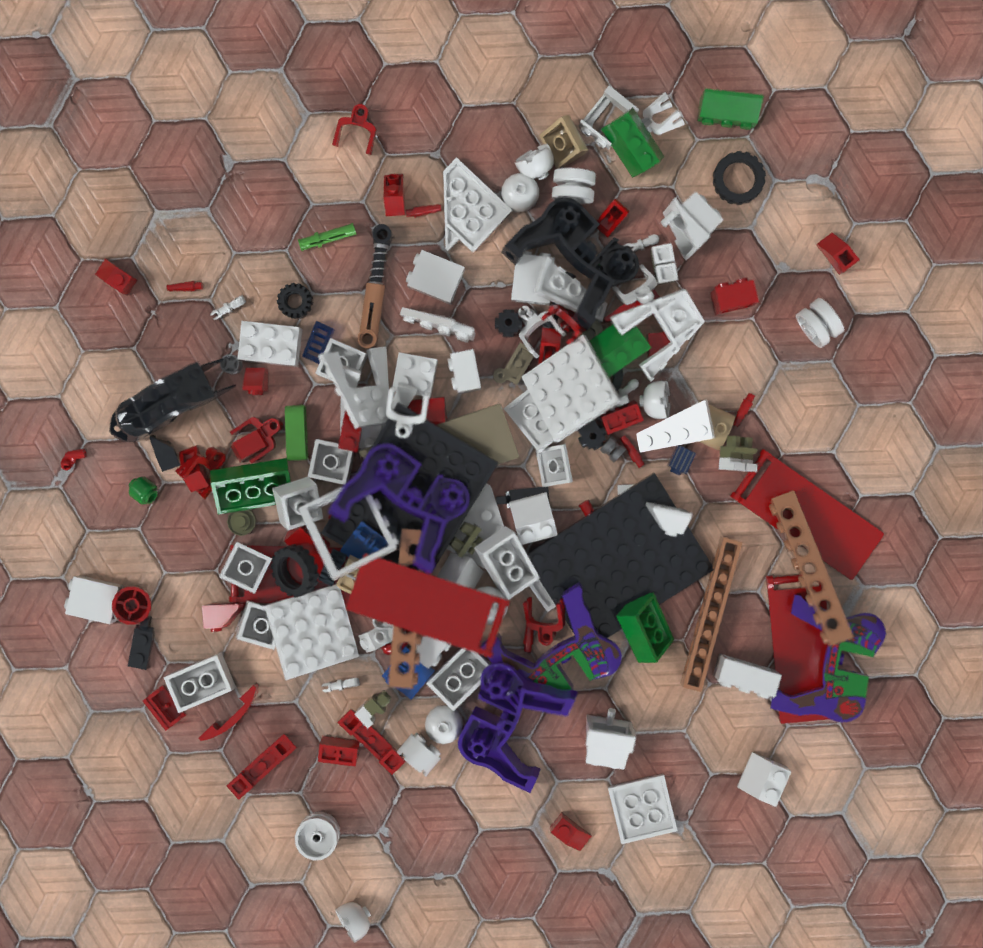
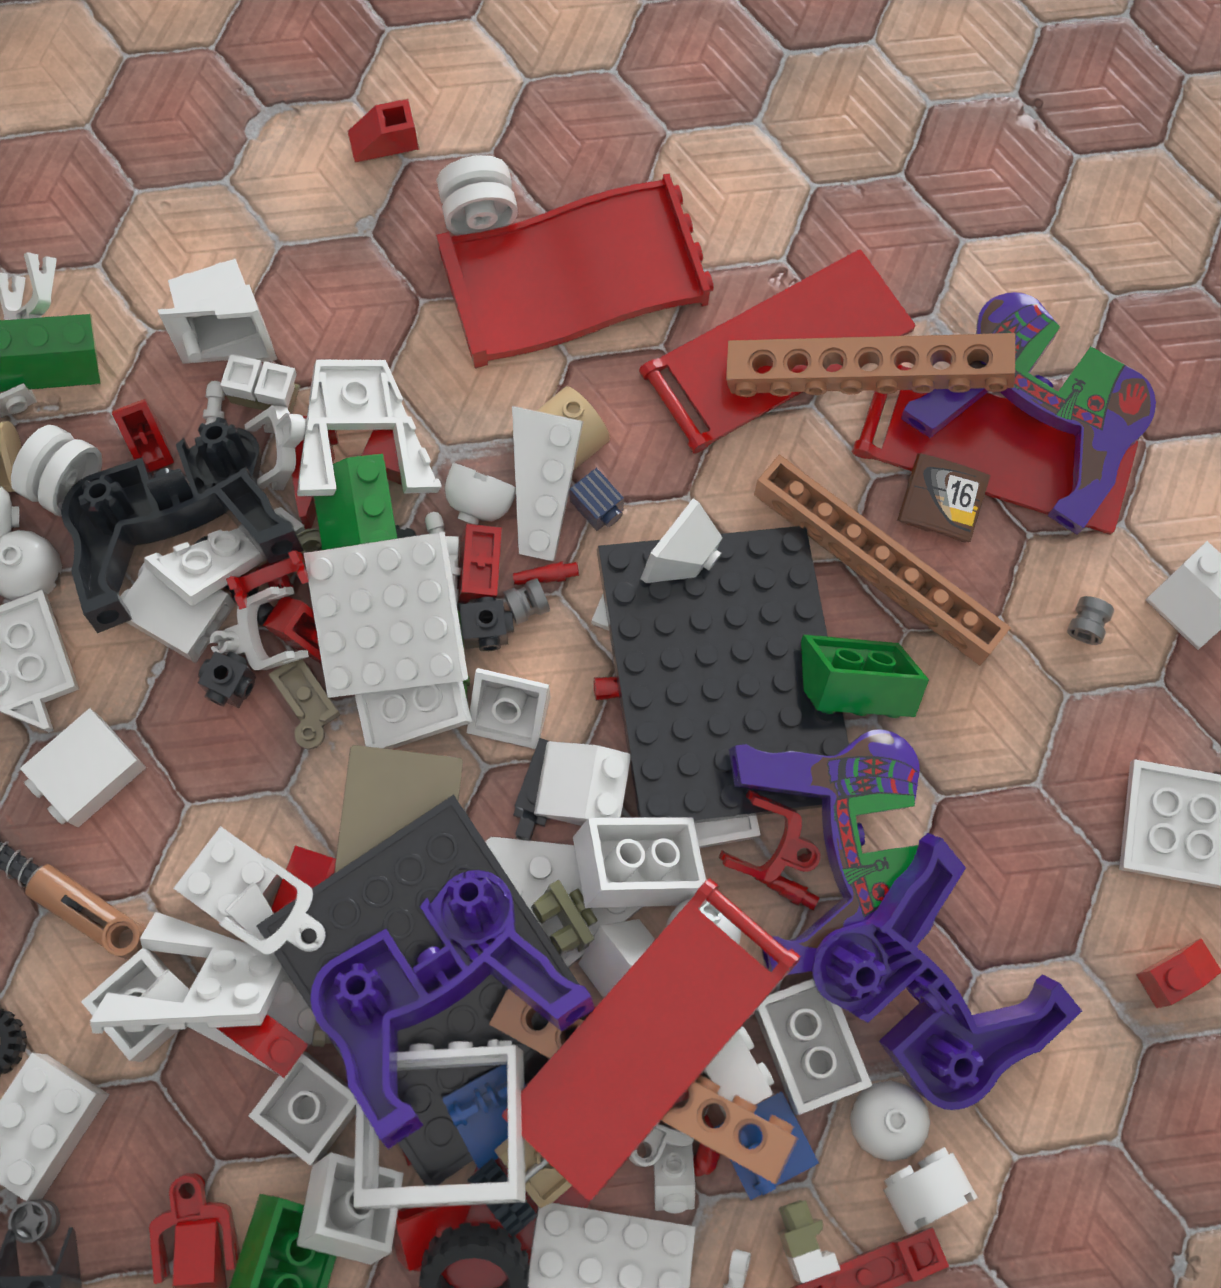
camera: 65 degrees left, 15 degrees down
(256, 381) = (88, 1185): red slope -> none
(296, 433) = (223, 1153): bright green beam -> none
(311, 340) = (72, 1043): clear blue slope -> none
(443, 325) = (160, 786): white wing -> none
(465, 371) = (268, 786): white brick -> none
(608, 740) = (1039, 823): white piece -> none
(726, 729) = (1090, 621): none -> flat silver wheel
(729, 108) = (71, 189): green slope -> none
(734, 296) = (369, 303): red brick -> none
(737, 454) = (629, 405): olive hips -> none
(744, 408) = (558, 369): red animal -> none
(746, 676) = (1012, 545): white brick -> none
(753, 163) = (179, 198): black tyre -> none
(759, 632) = (943, 497): none -> reddish brown slope
(803, 391) = (574, 270): none -> red panel

